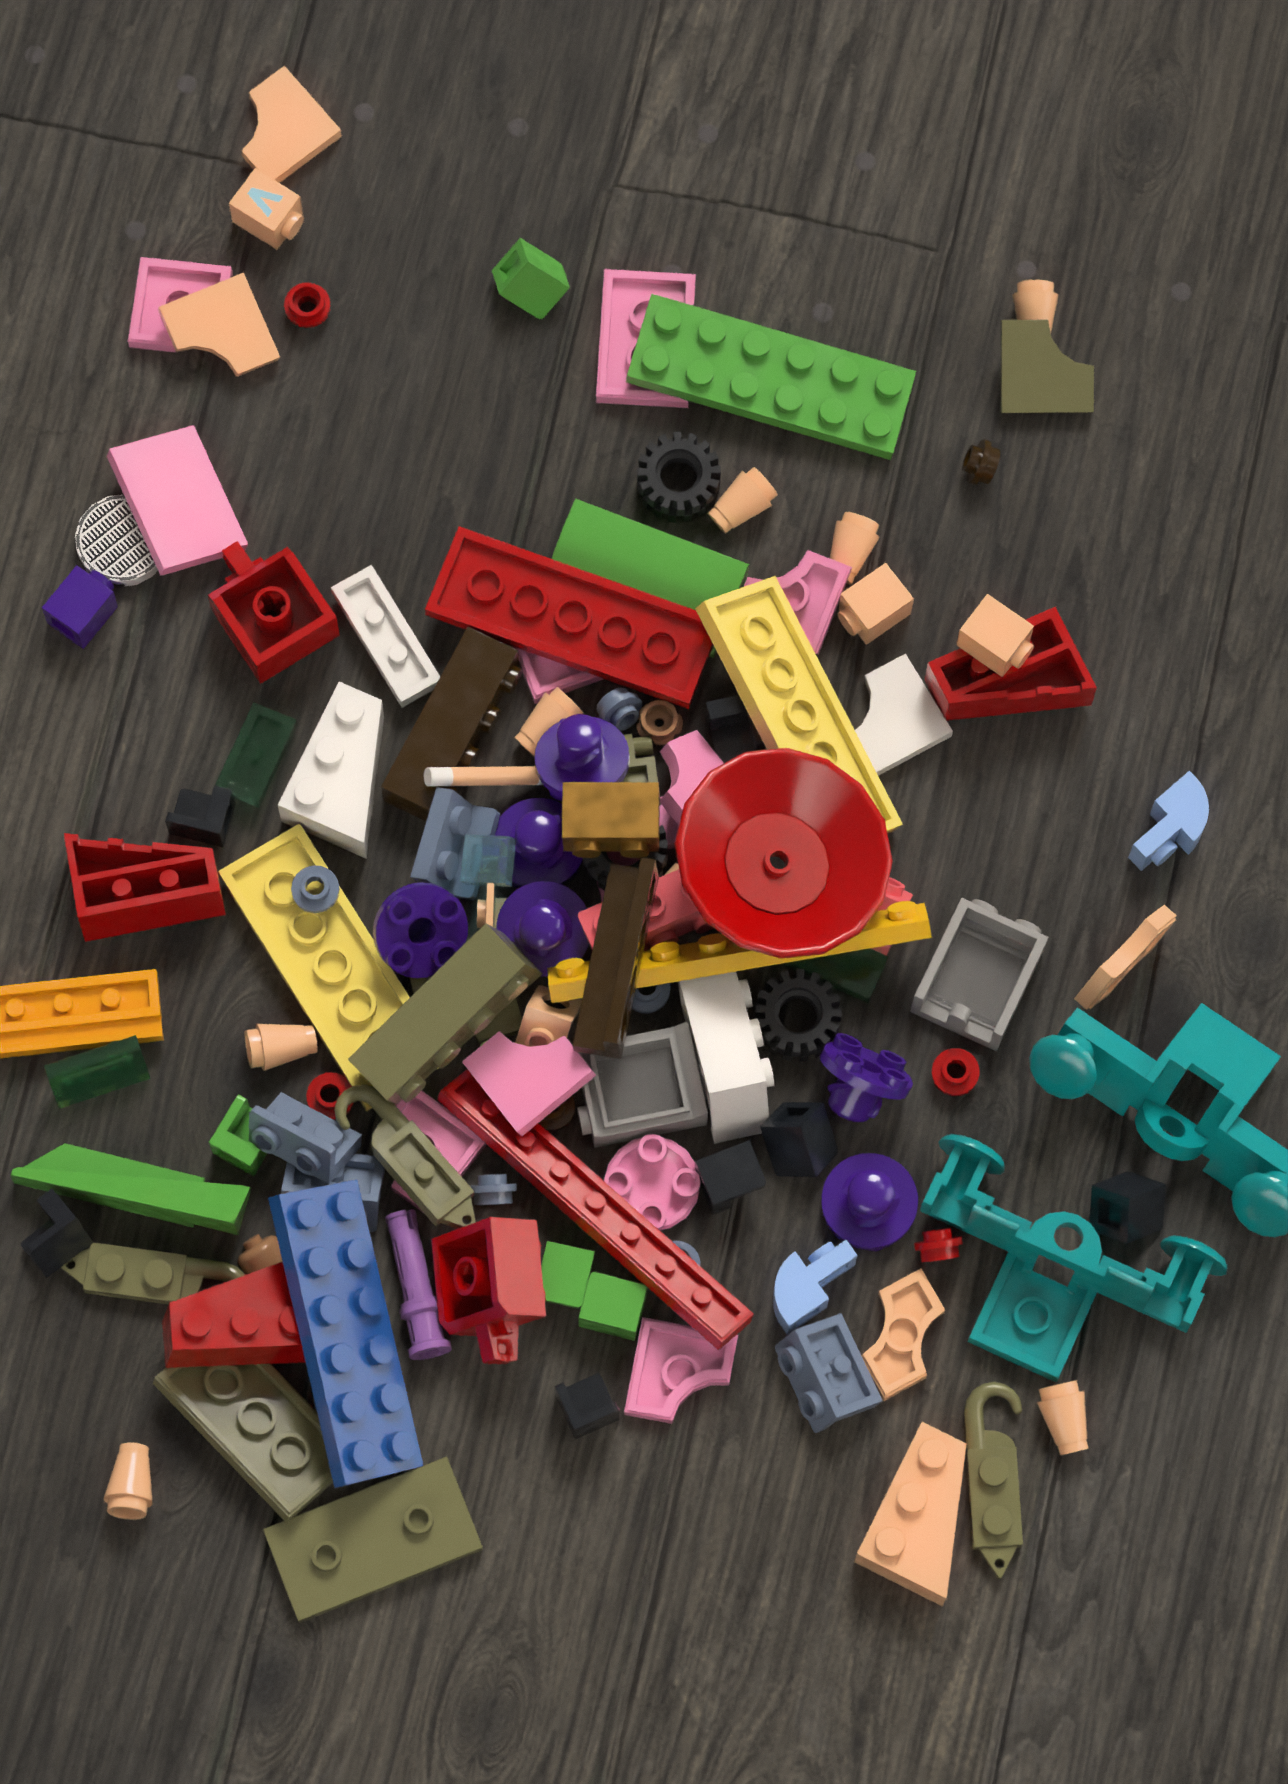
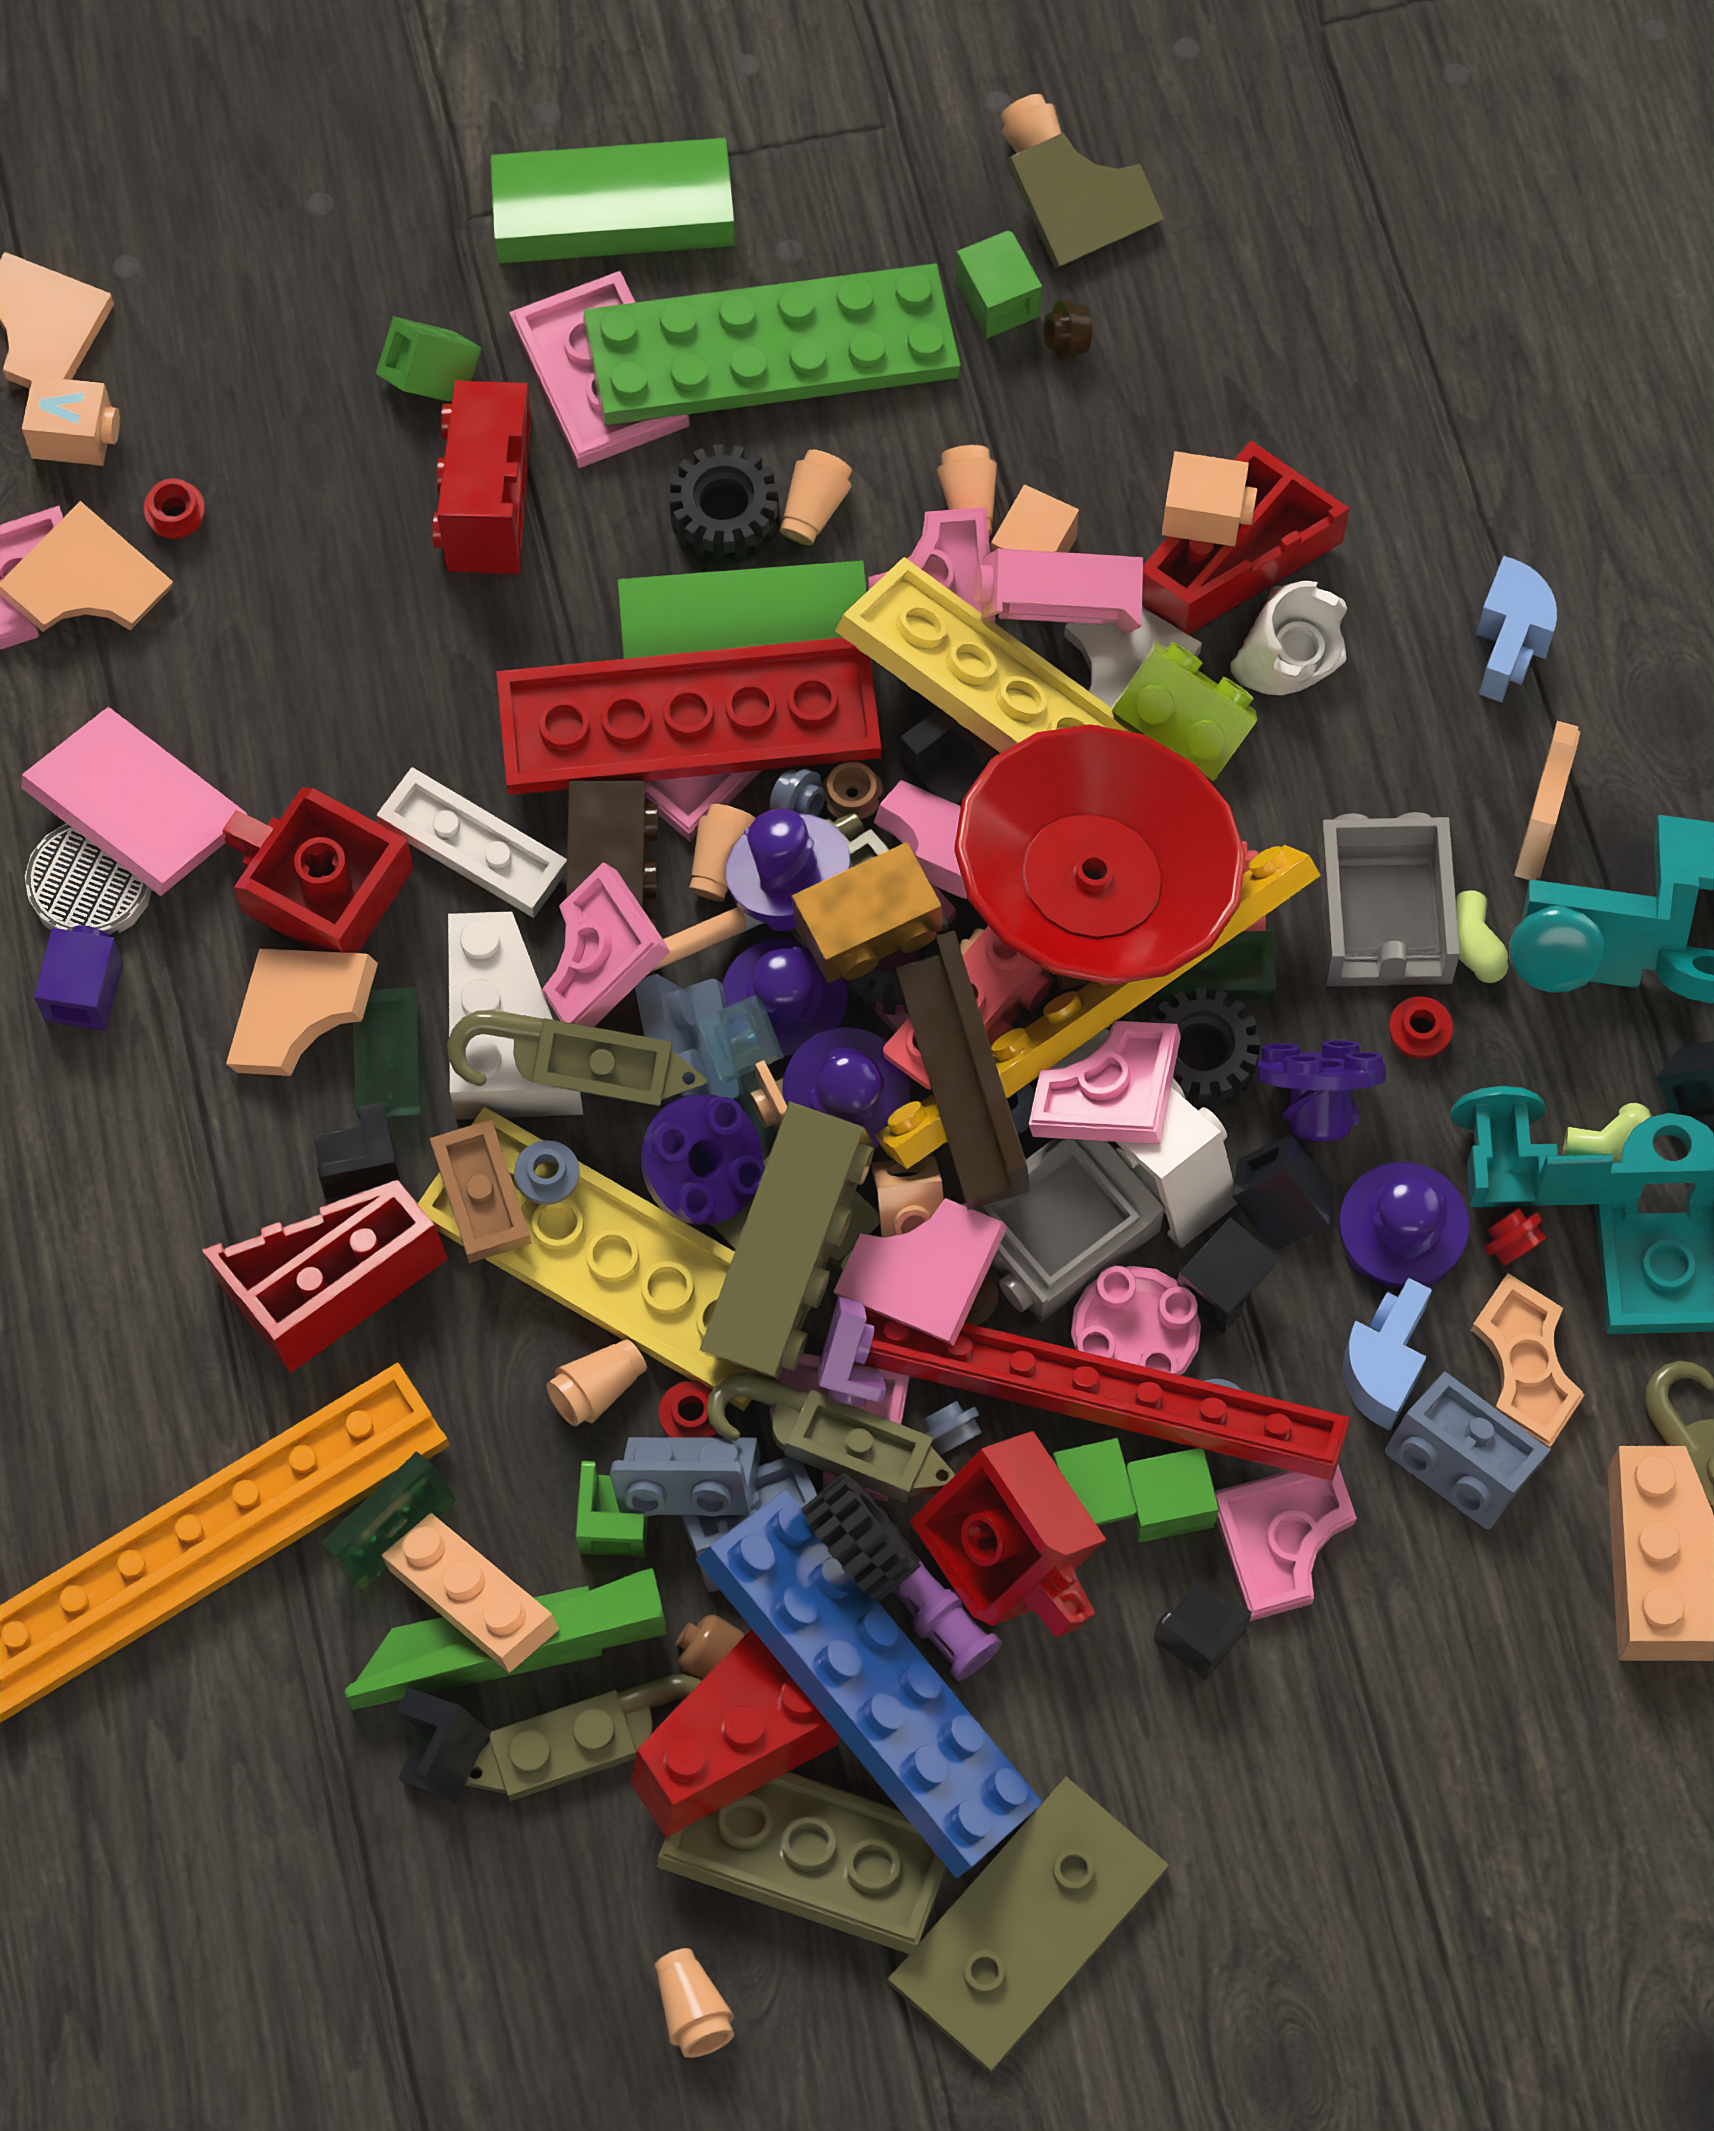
camera: 25 degrees left, 5 degrees down
(123, 1145) = (470, 1592): none -> light nougat plate
(210, 692) = (295, 1001): none -> light nougat tile
(265, 880) = (480, 1191): none -> medium nougat plate
(370, 823) = (577, 1057): none -> olive plate
(388, 1235) = (861, 1537): none -> black tyre
(426, 759) = (605, 950): none -> bright pink tile
(438, 1117) = (847, 1343): none -> medium lavender bracket
(524, 381) = (483, 477): none -> red wedge
(713, 1018) = (1114, 1092): none -> bright pink tile
(717, 218) = (612, 200): none -> bright green slope
(867, 649) = (1061, 587): none -> bright pink window
(915, 773) = (1186, 708): none -> lime bracket
(950, 406) = (998, 283): none -> bright green panel
(1015, 760) = (1292, 640): none -> white hair
(1024, 1026) = (1477, 943): none -> yellowish green arm
(1029, 1209) = (1610, 1139): none -> yellowish green arm

